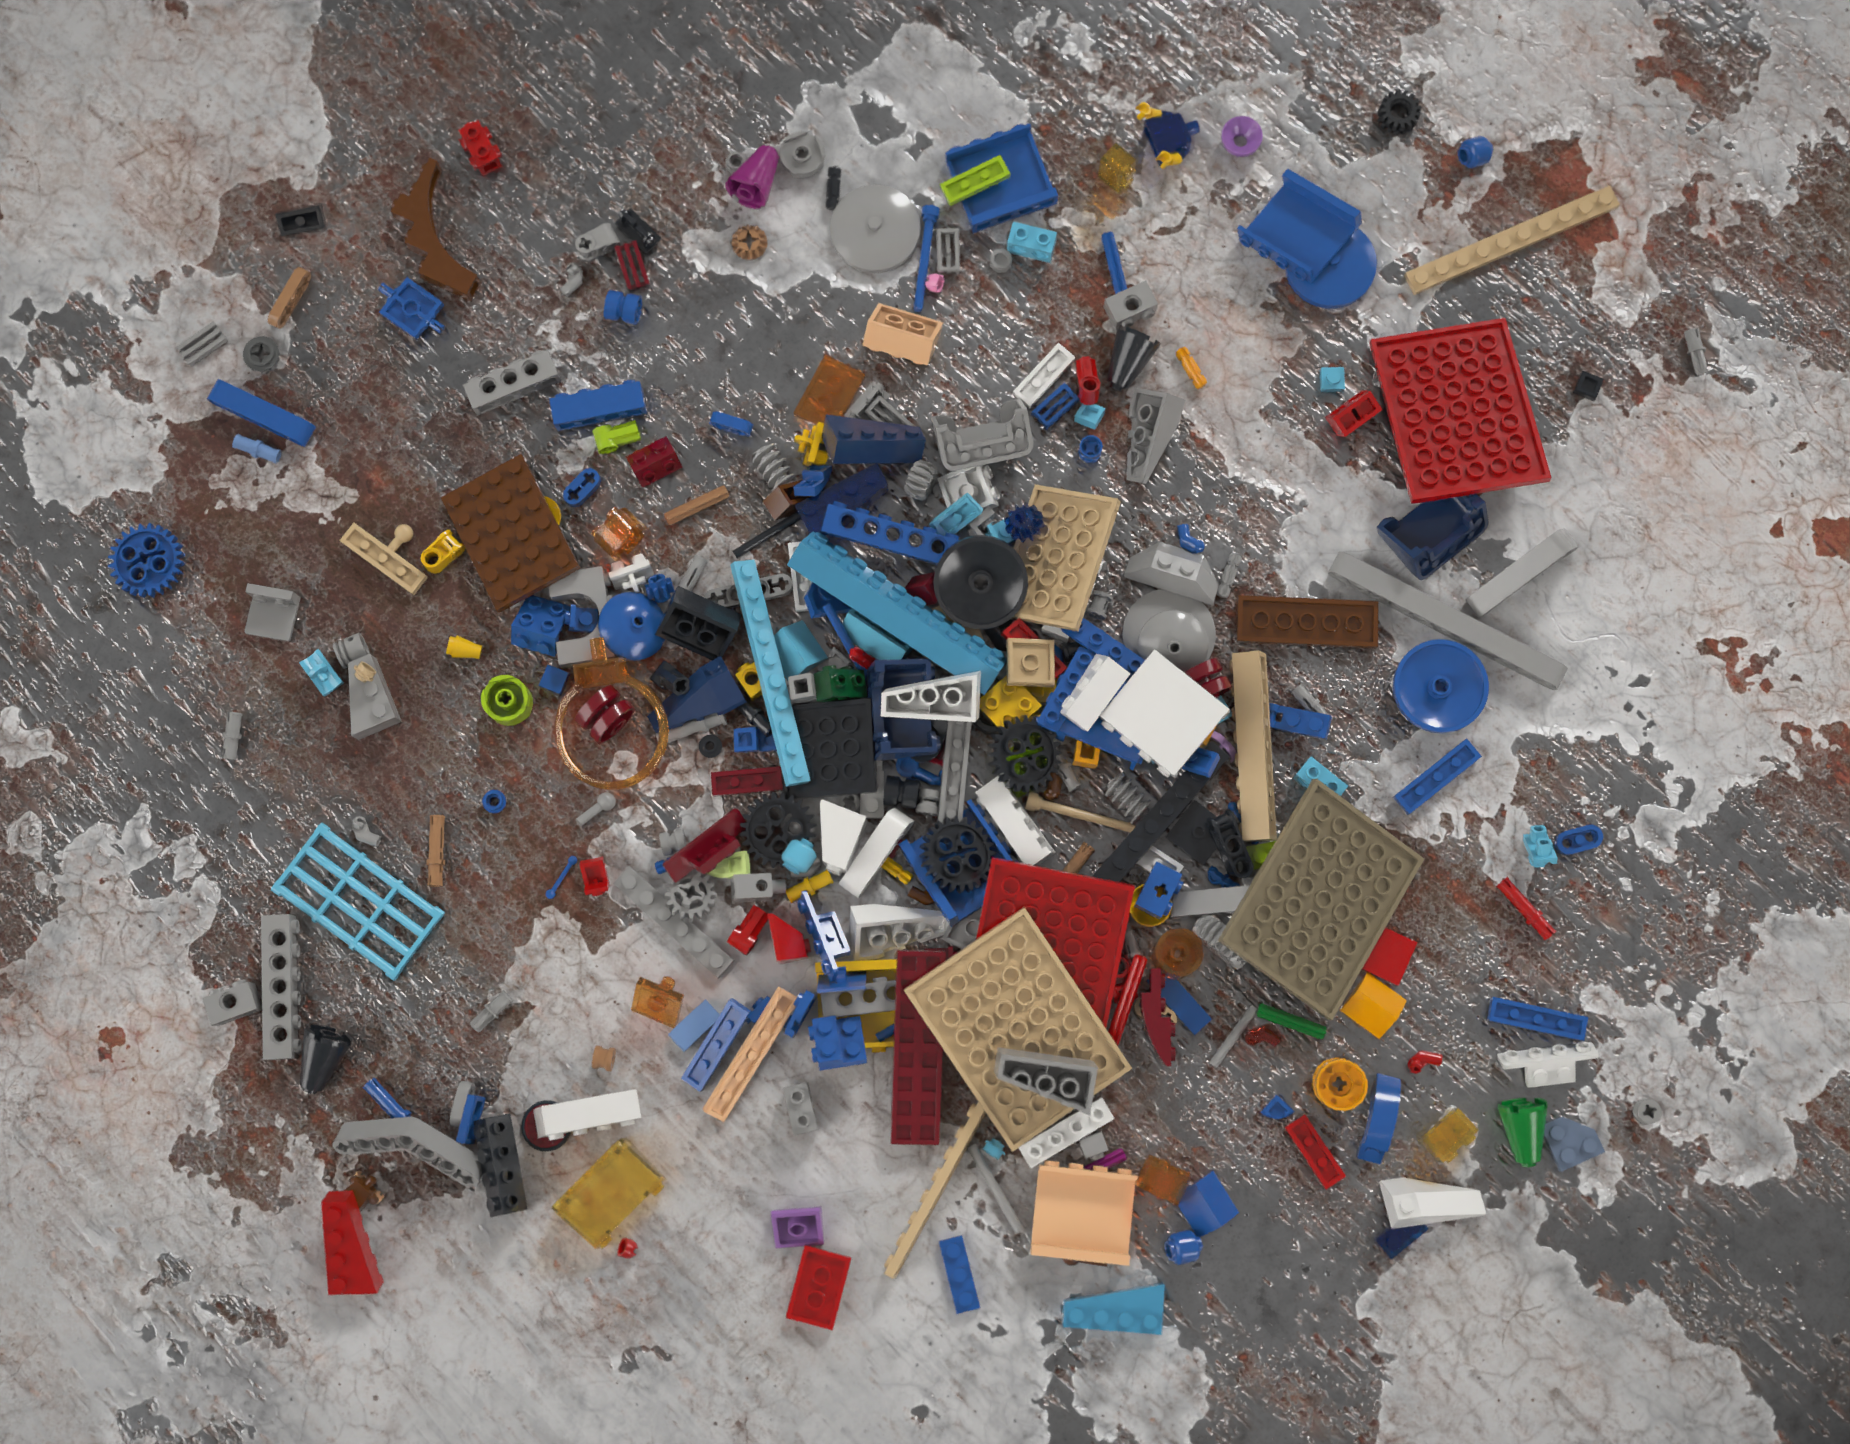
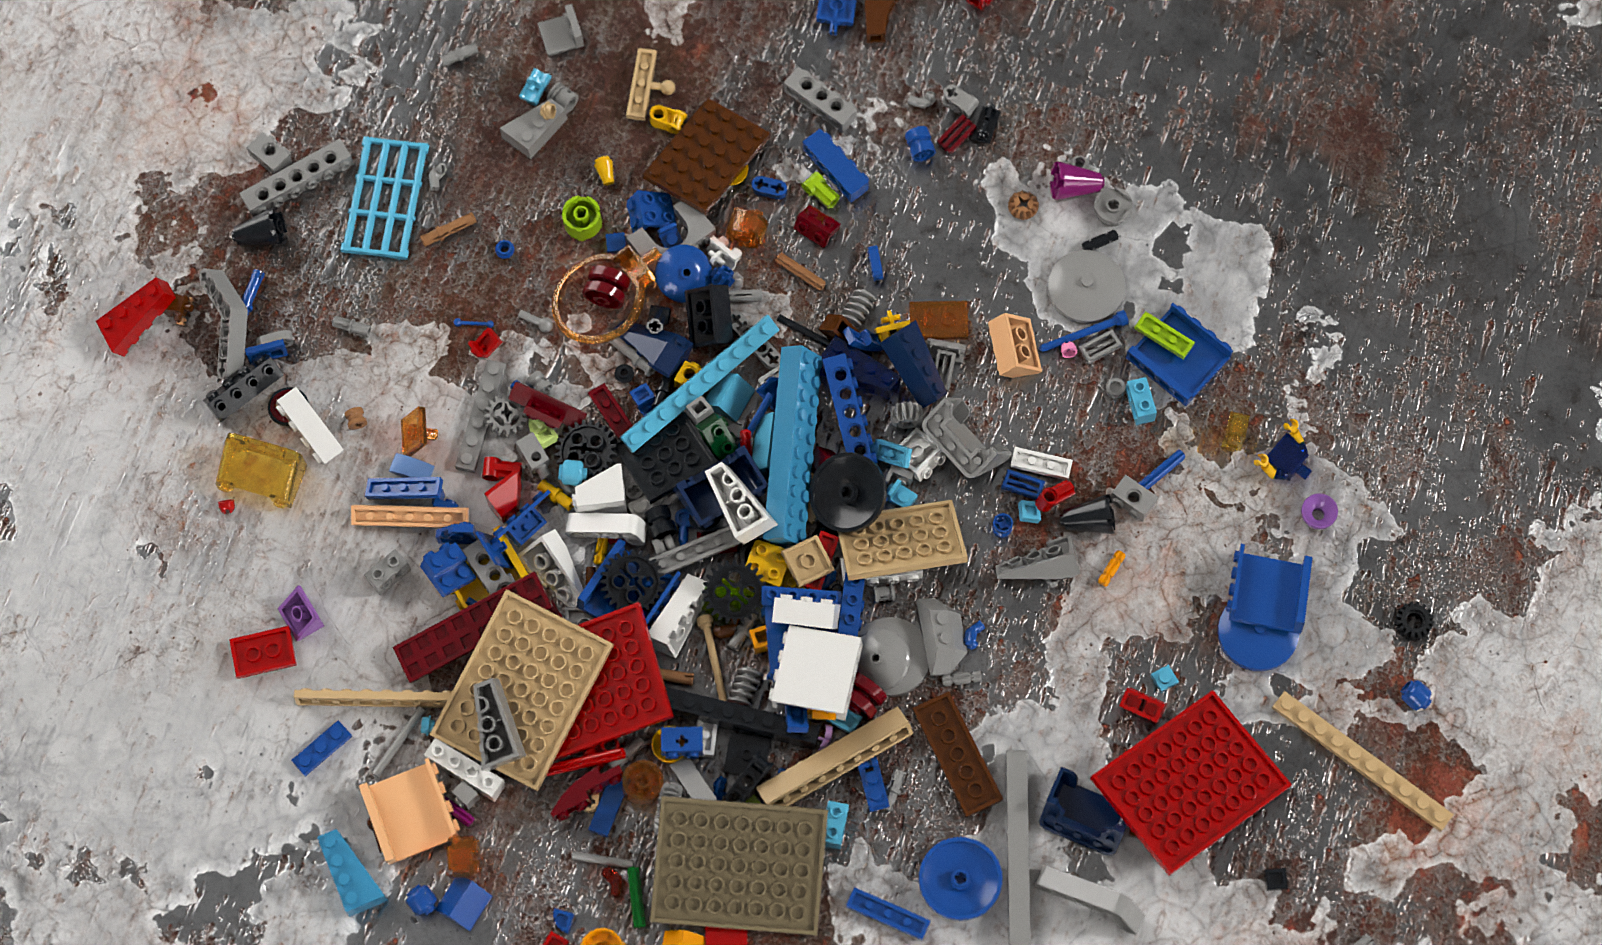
camera: 60 degrees right, 10 degrees down
(1016, 524) = (914, 503): clear blue gear -> none

